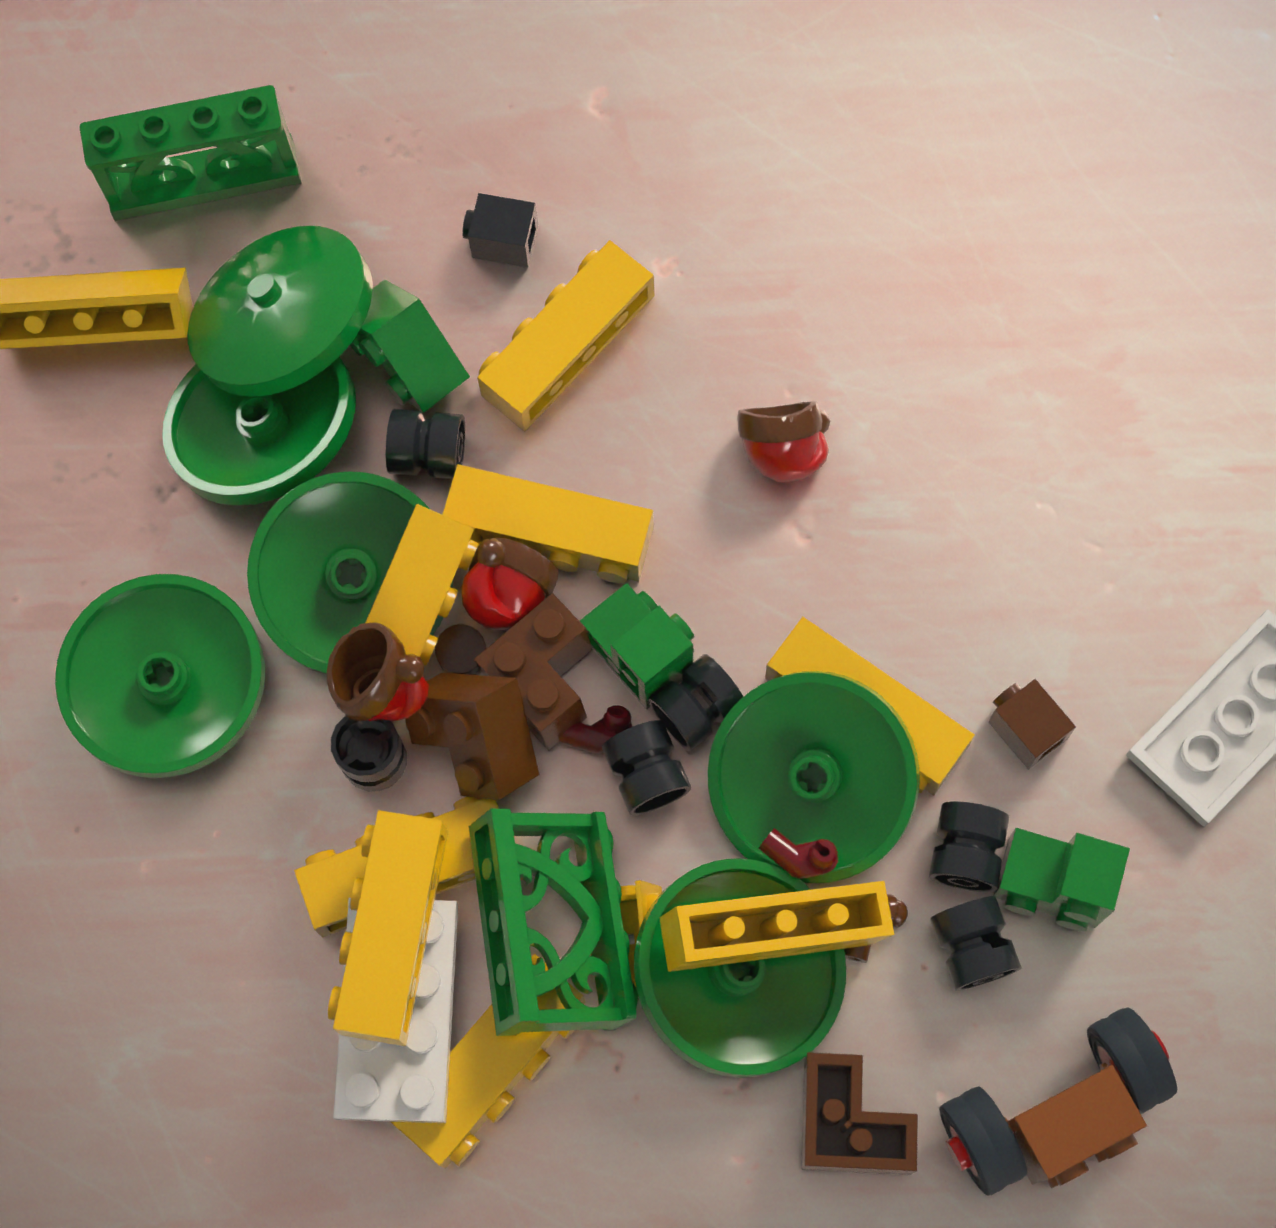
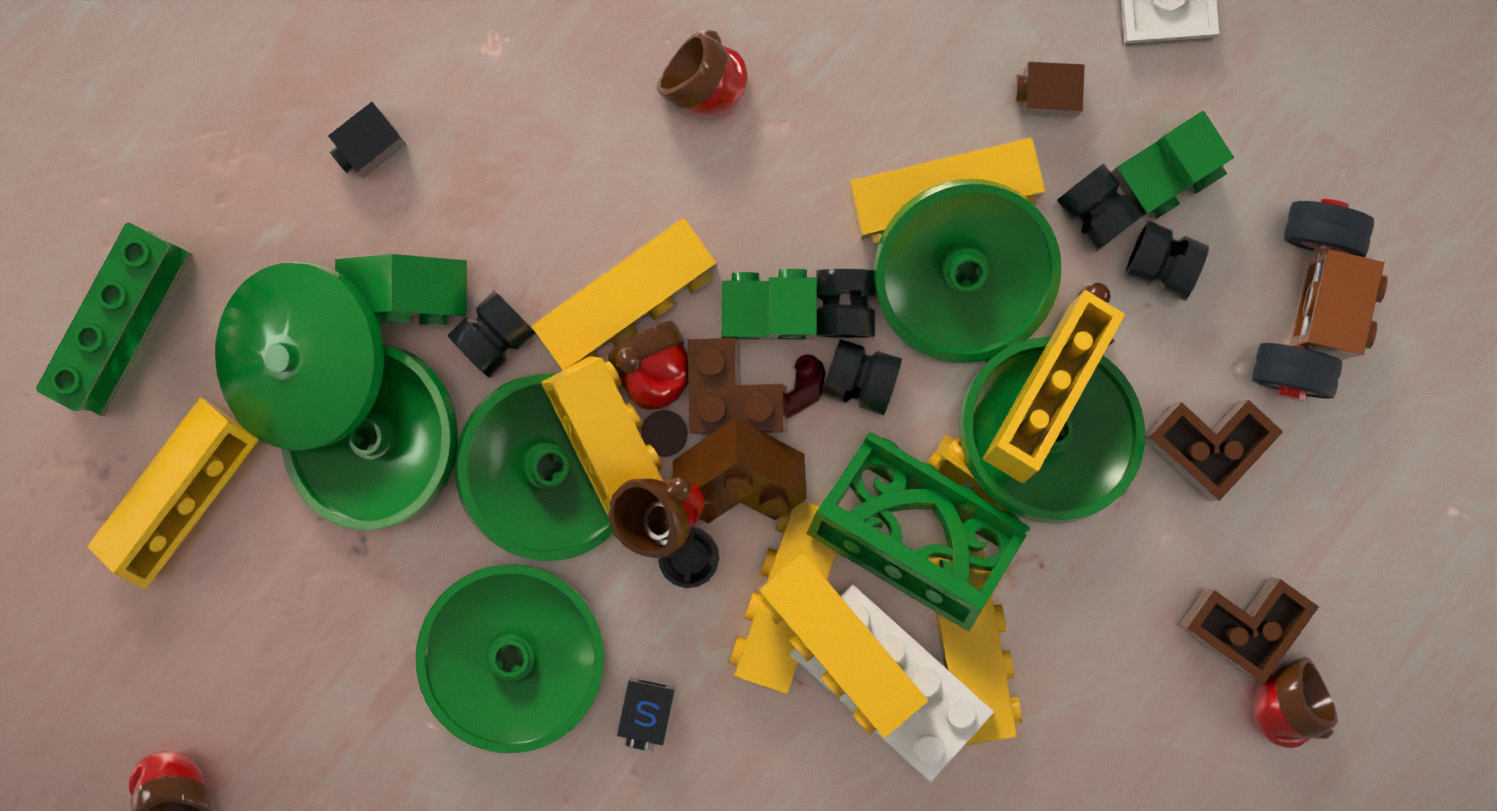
camera: 55 degrees left, 15 degrees up
(203, 828) = (645, 713): none -> black brick
(565, 334) = (490, 163): yellow brick -> none
(803, 859) = (1015, 327): dark red arm -> none

